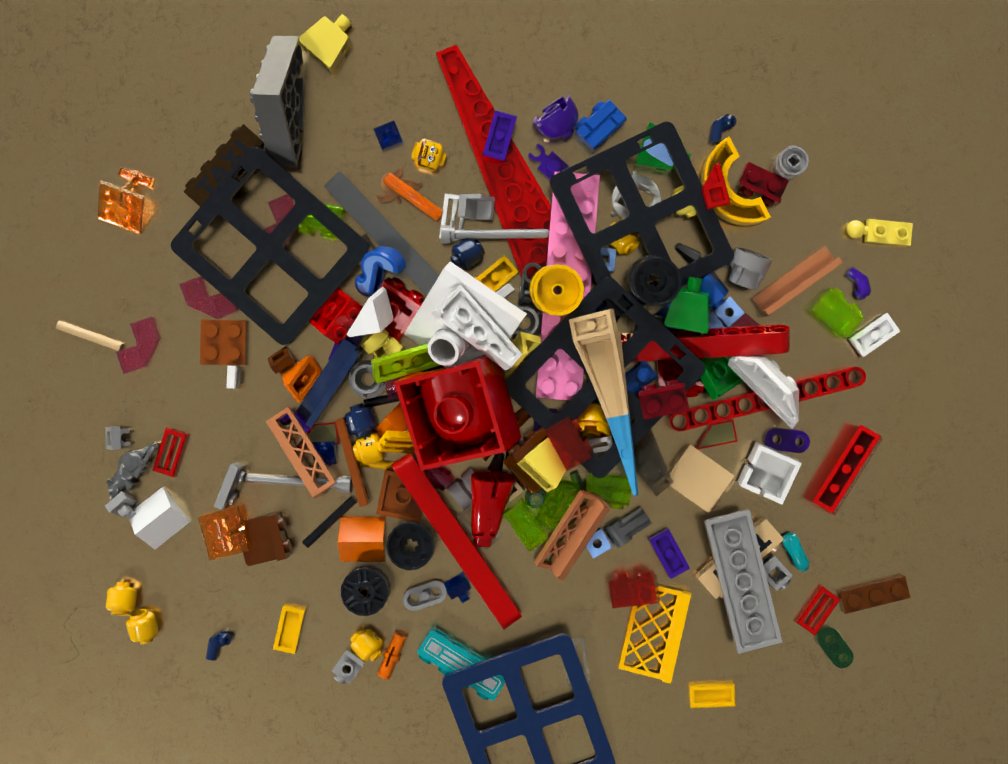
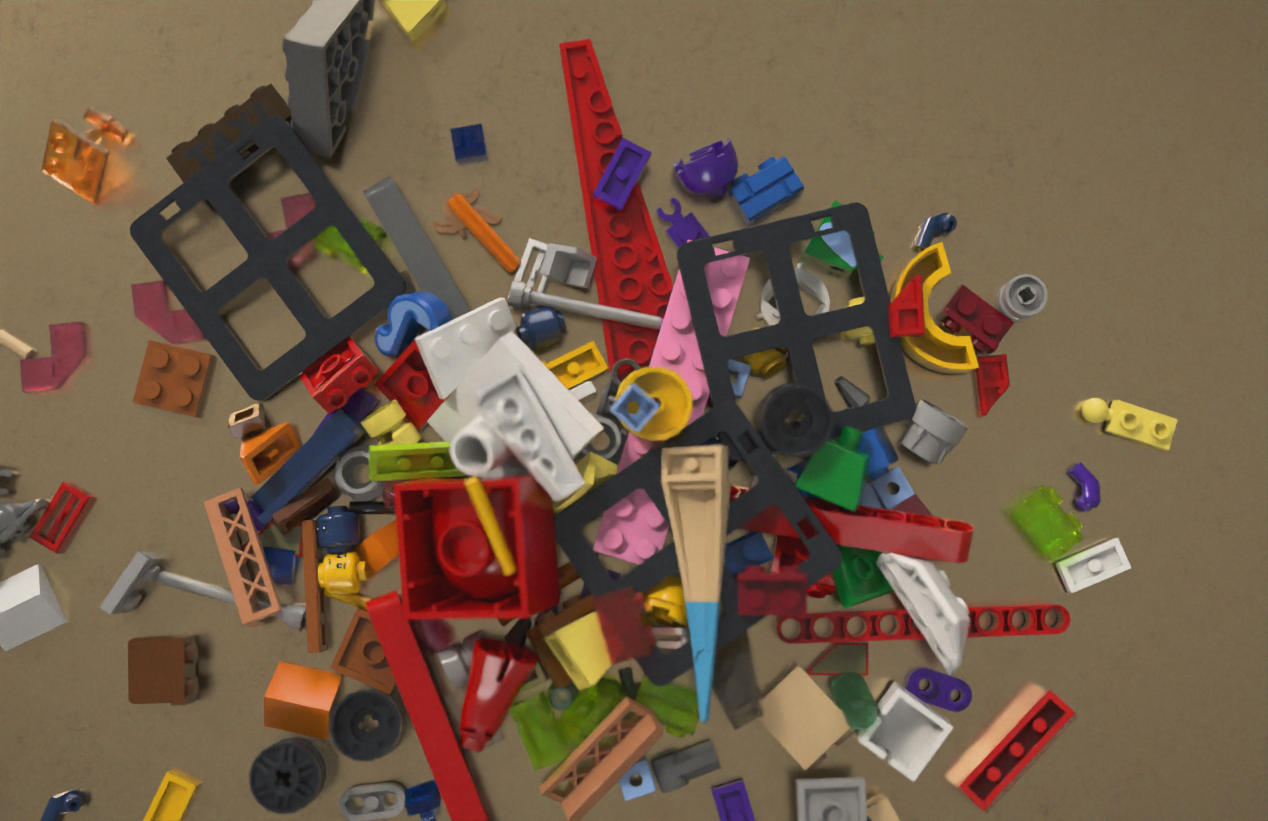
camera: 15 degrees right, 5 degrees down
(224, 533) = (108, 649): clear orange plate -> none
(233, 377) = (174, 430): white tile -> none
(333, 518) = (262, 665): black bar -> none
(334, 409) = (304, 506): none -> reddish brown tile
(374, 315) = (388, 384): white slope -> none
(395, 442) = (378, 571): yellow tile -> none
(417, 276) = (460, 344): none -> white wing
(428, 155) = (517, 180): yellow head -> none
(467, 396) = (491, 525): none -> yellow bar
(553, 296) = (647, 408): none -> light blue piece
(732, 459) = (855, 700): none -> clear green plate
(781, 224) = (990, 381): none -> red tile
(795, 281) = (995, 465): nougat fence -> none

